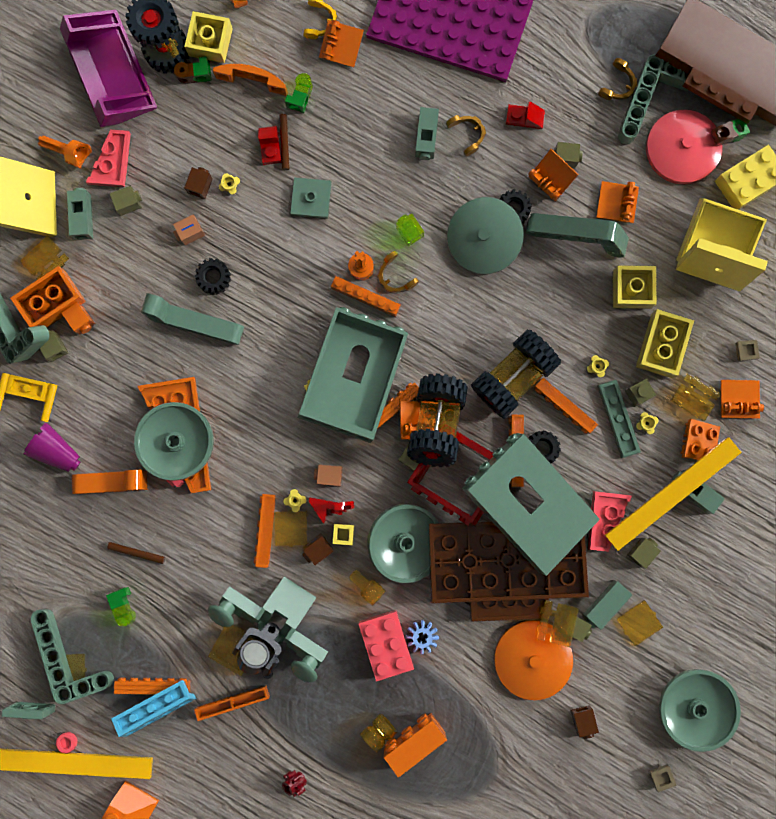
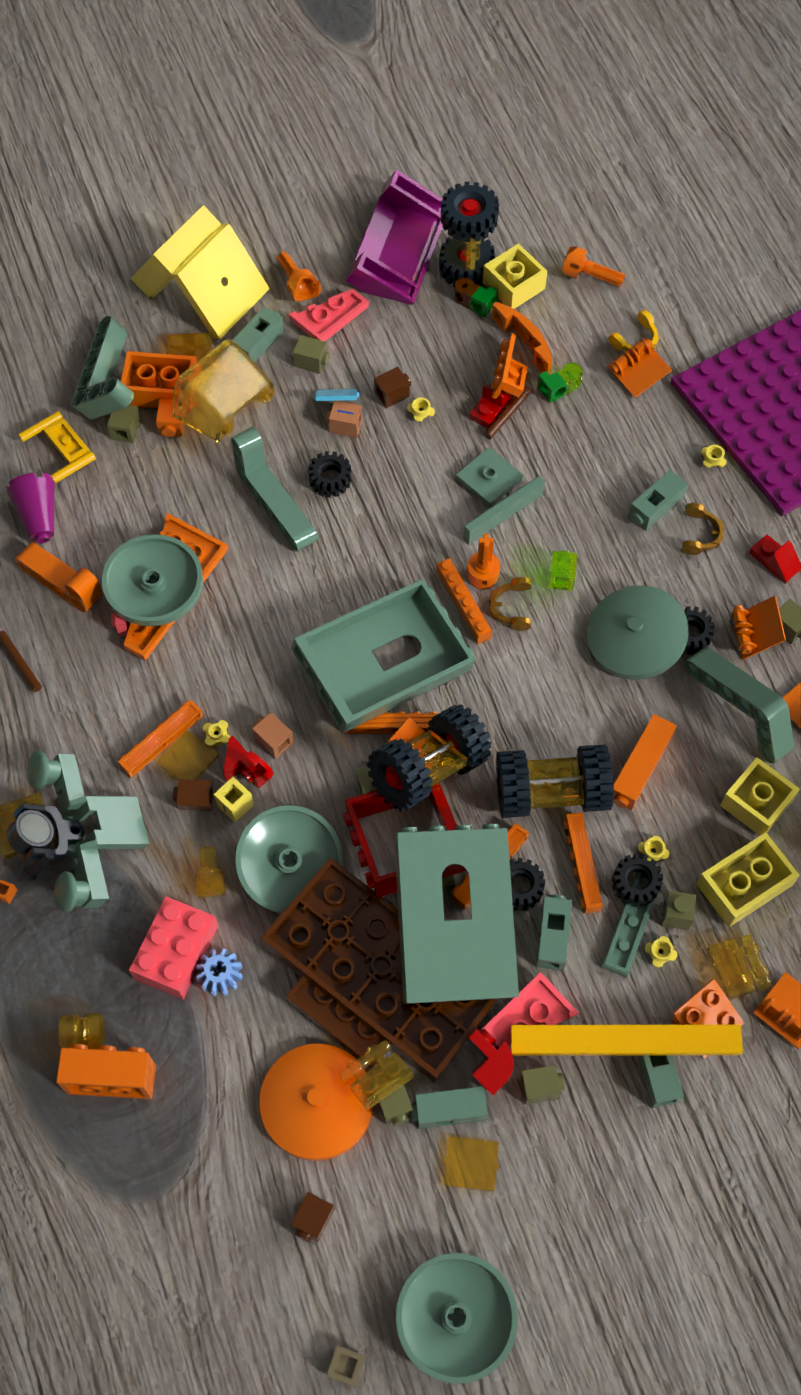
camera: 35 degrees right, 20 degrees down
(97, 278) = (218, 389): none -> clear yellow windscreen
(169, 217) = (336, 394): none -> medium azure piece
(265, 113) = (509, 373): none -> orange bracket
(340, 215) = (503, 509): none -> sand green tile
(435, 67) = (713, 451): none -> light yellow plate
(552, 316) = (642, 762): none -> orange brick
(583, 461) = (554, 932): none -> sand green brick
(614, 564) = (498, 1063): none -> red brick
(617, 394) = (629, 893): none -> black tyre

